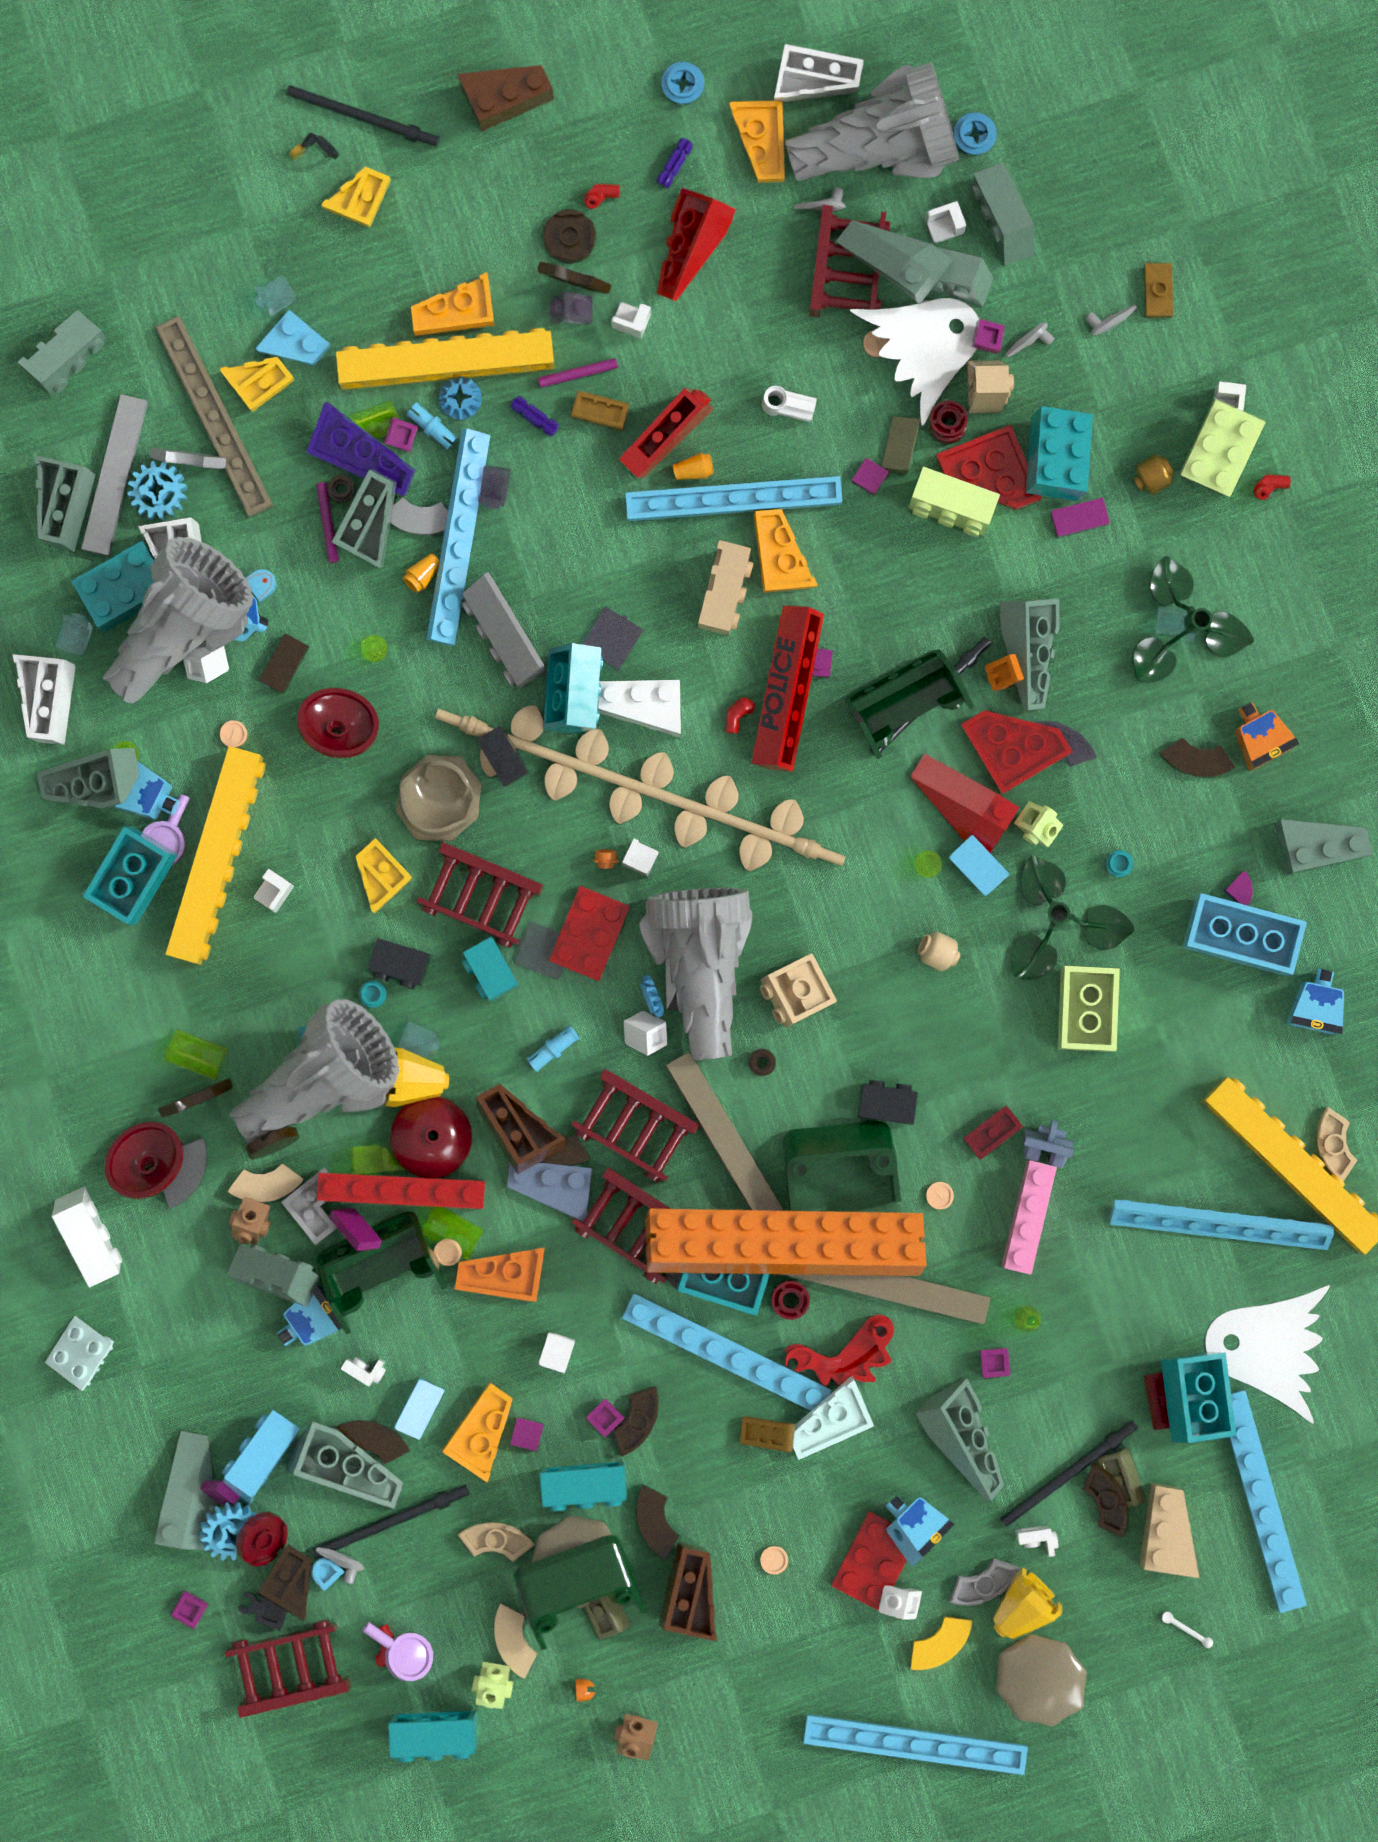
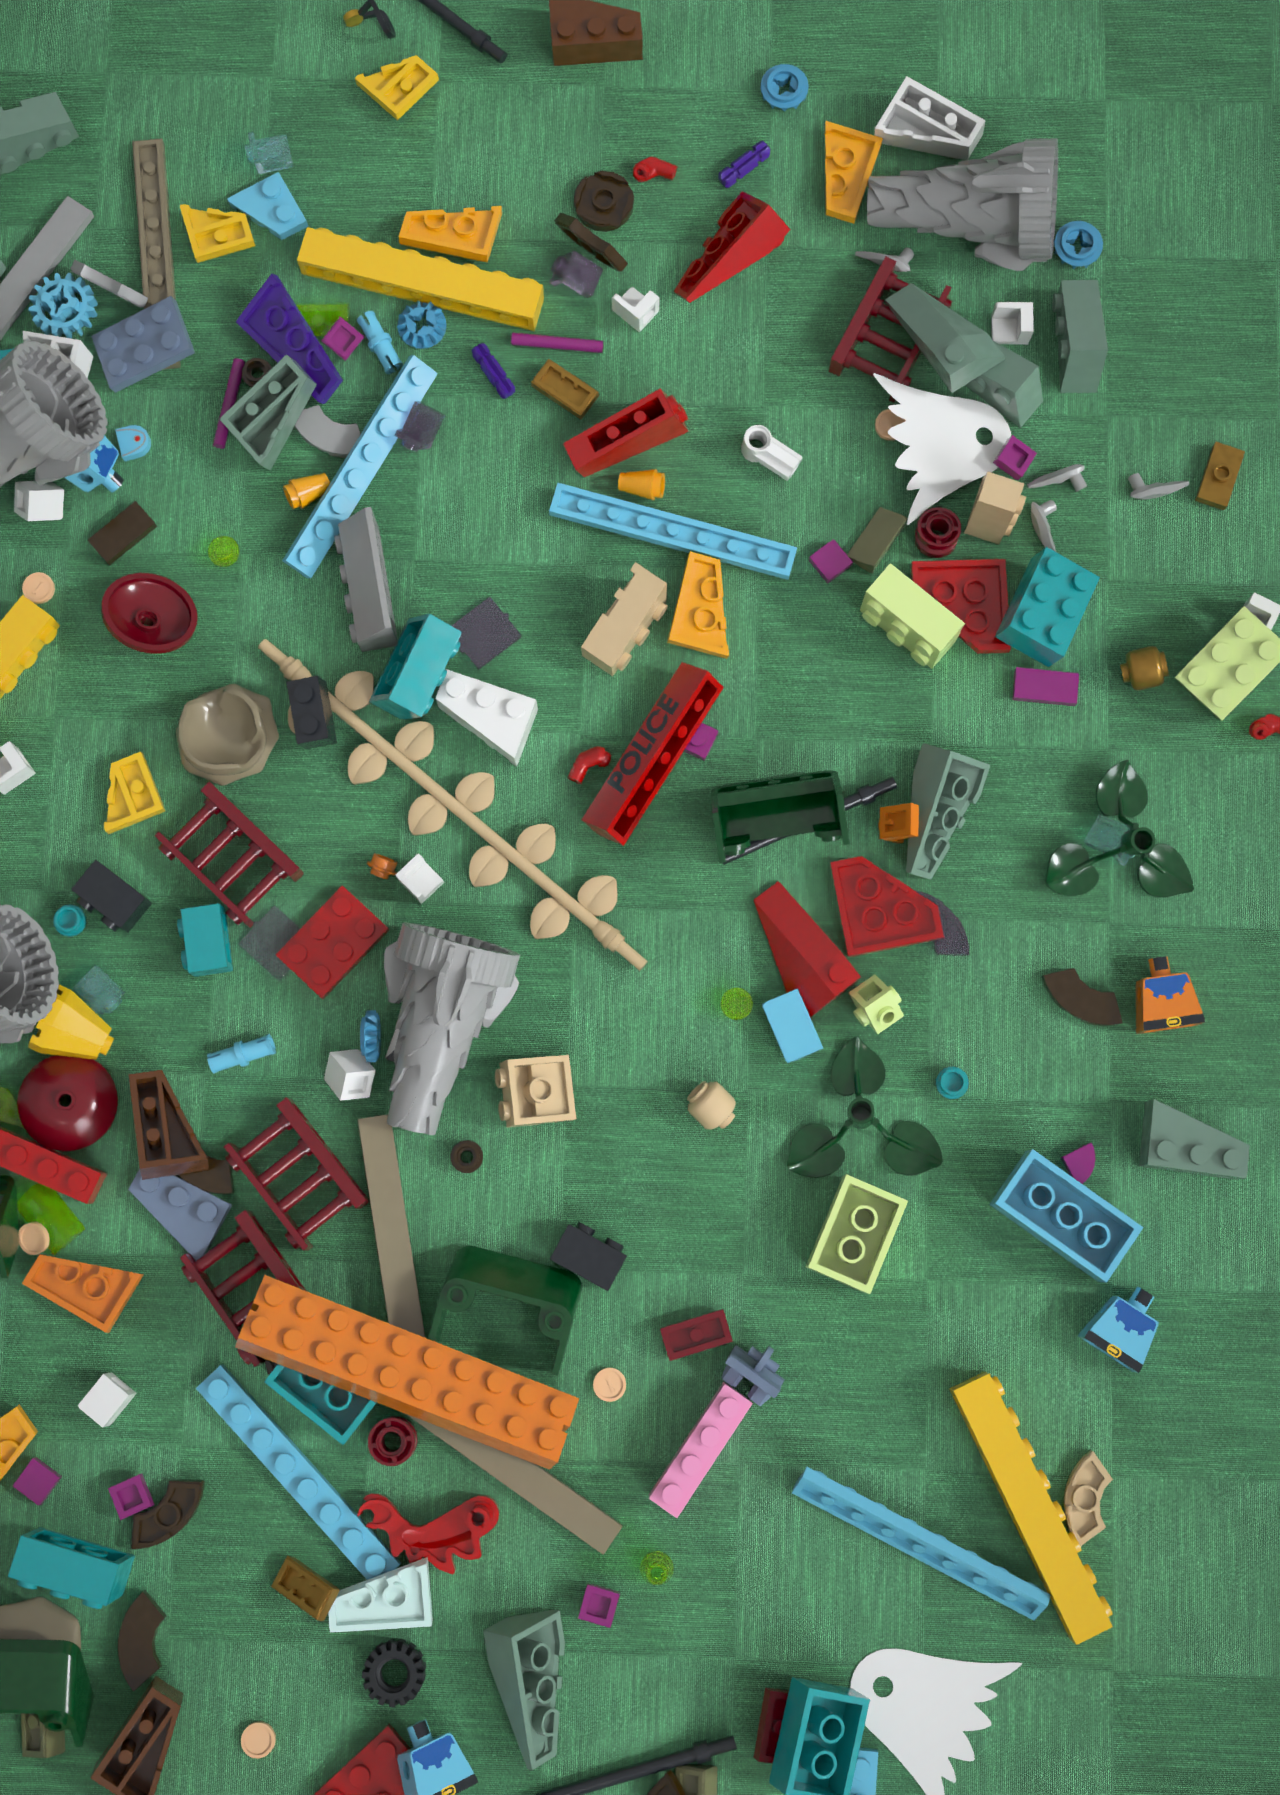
camera: 25 degrees right, 5 degrees down
(238, 499) = (143, 344): none -> sand blue plate
(870, 1483) = (373, 1672): none -> black tyre
(1029, 384) = (1040, 522): none -> light grey bar

